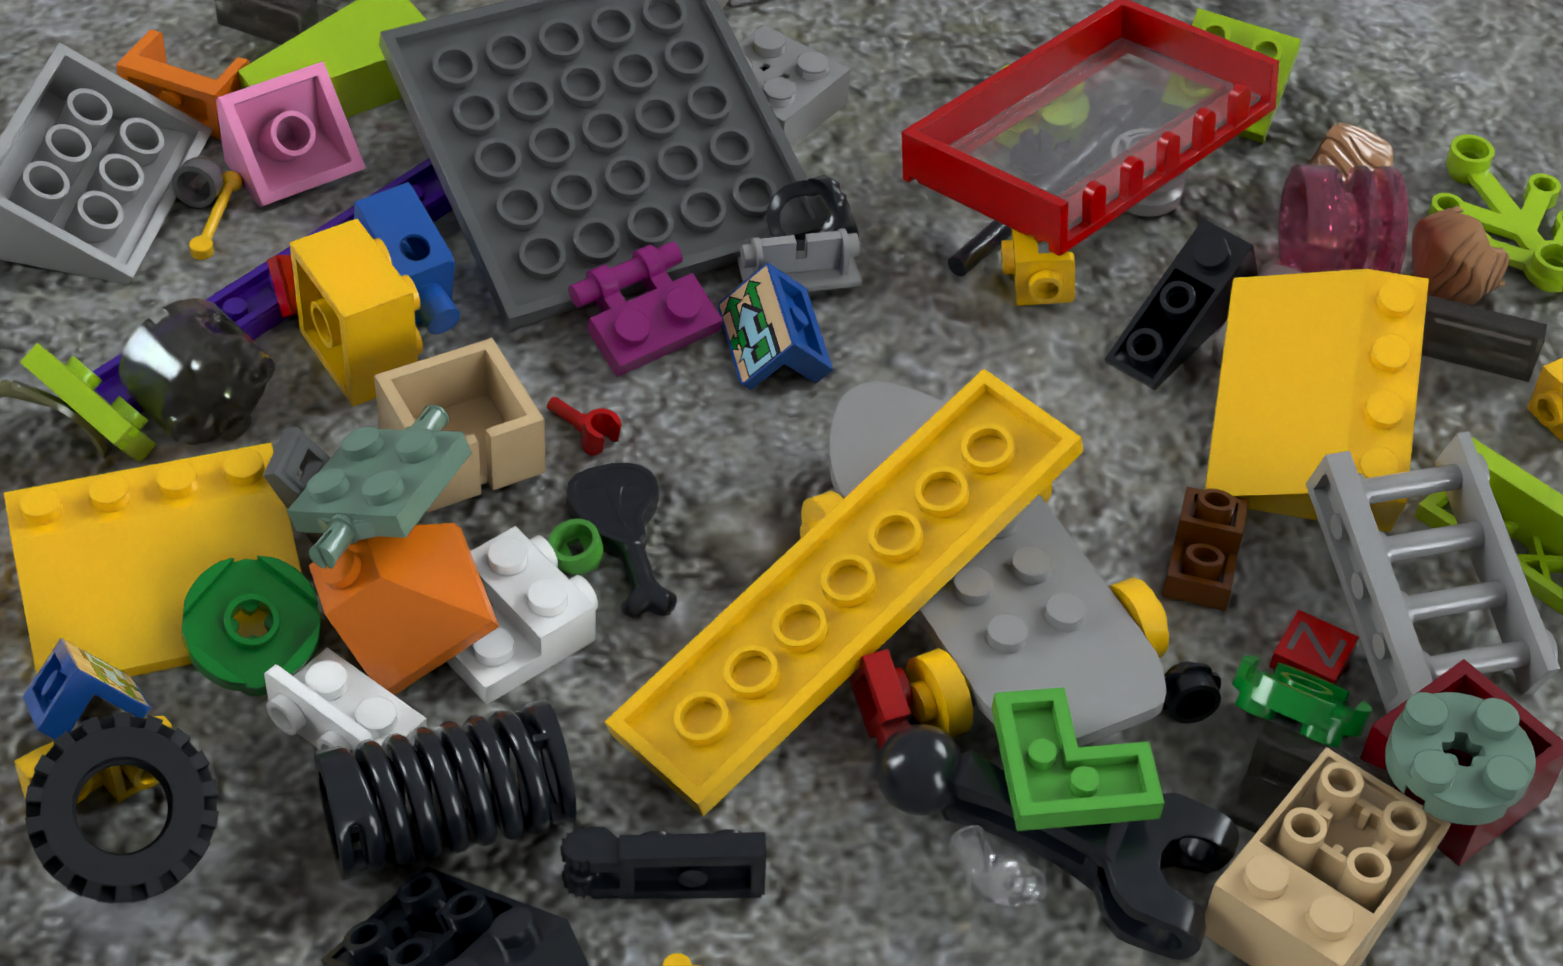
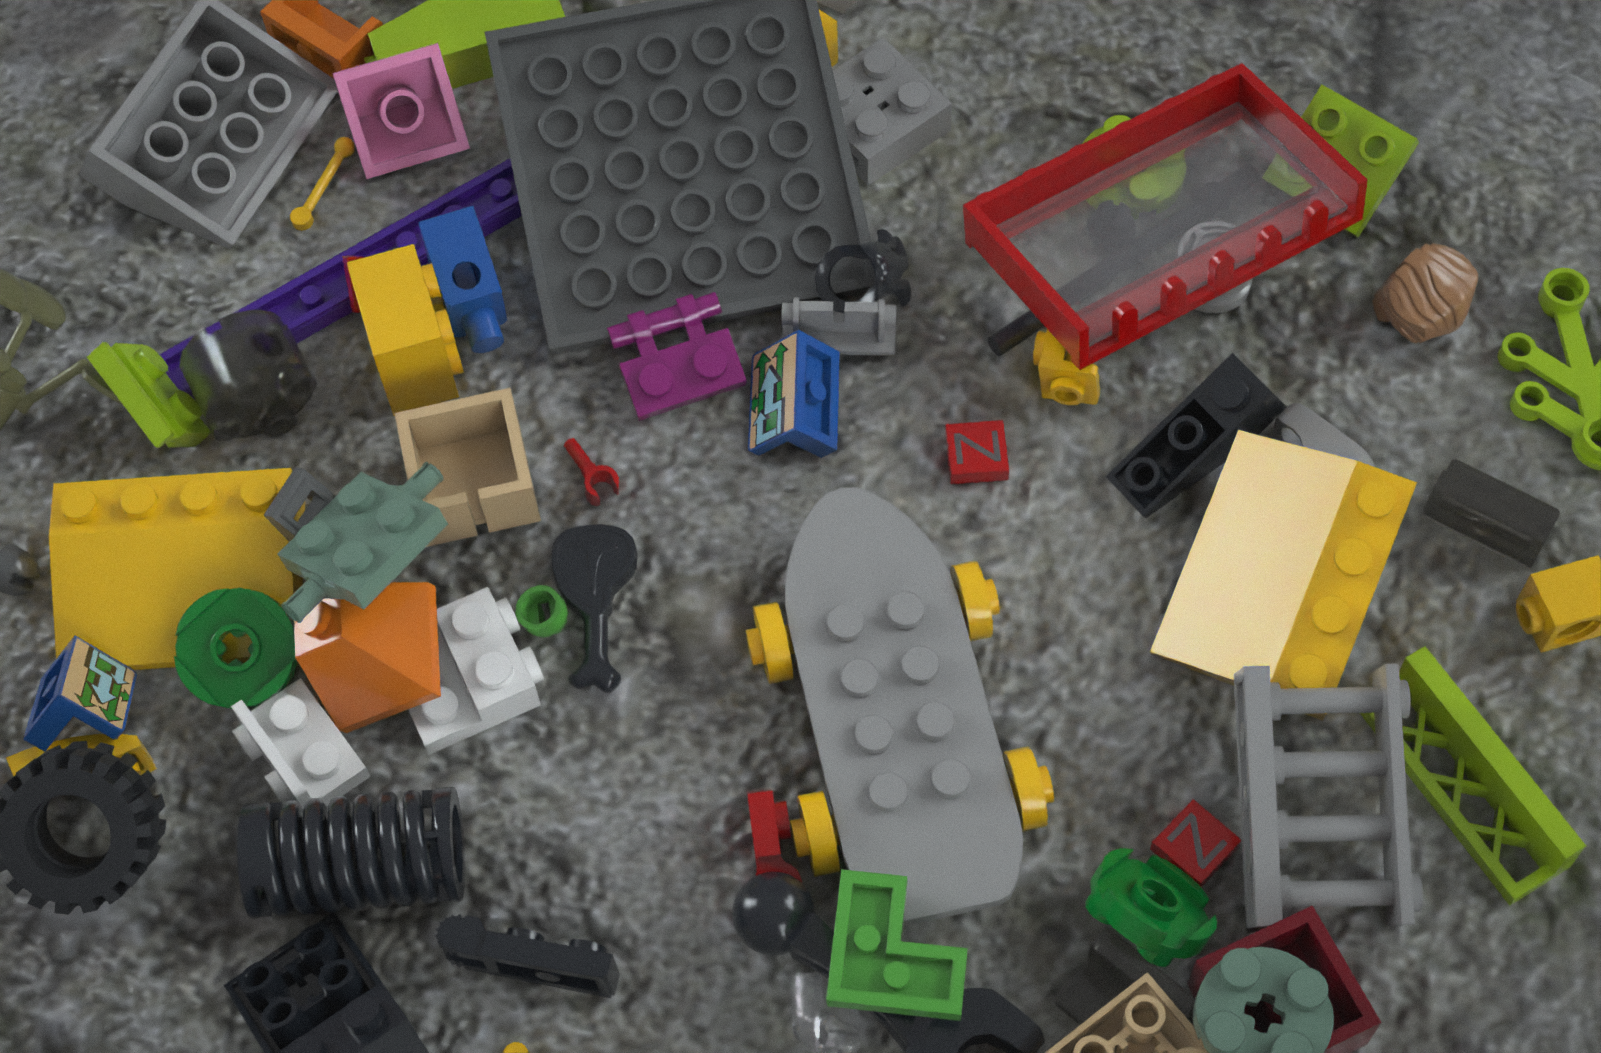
camera: 20 degrees right, 15 degrees up
(188, 192) = (311, 148): dark grey hinge -> none
(842, 590) = (757, 715): yellow plate -> none
(969, 350) = (977, 452): none -> red tile
(1191, 692) = (1058, 868): black plate -> none
(1206, 548) = (1129, 711): reddish brown slope -> none
(1343, 223) = (1385, 372): clear pink wheel -> none
(1457, 257) = (1492, 424): medium nougat hair -> none

